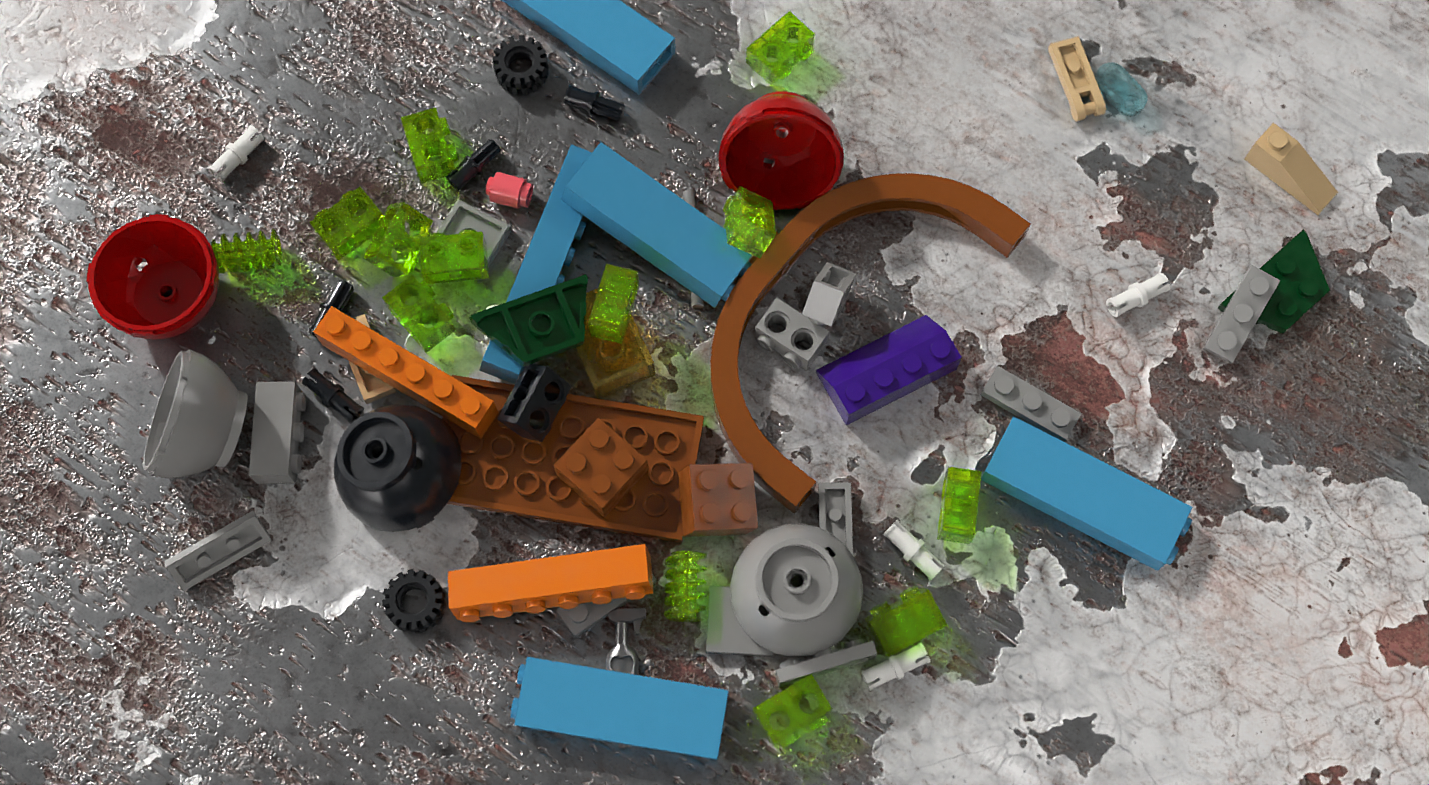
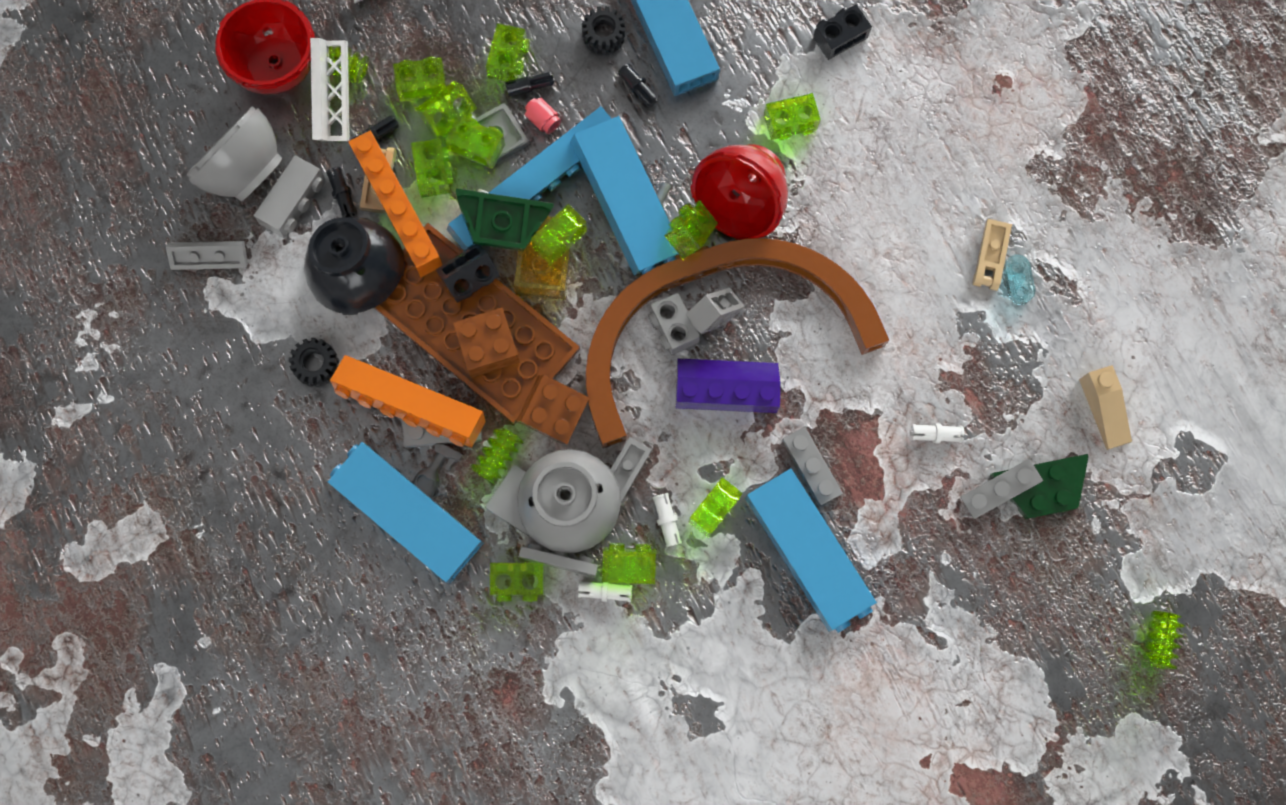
camera: 25 degrees right, 5 degrees up
(244, 293) = (321, 89): none -> white fence

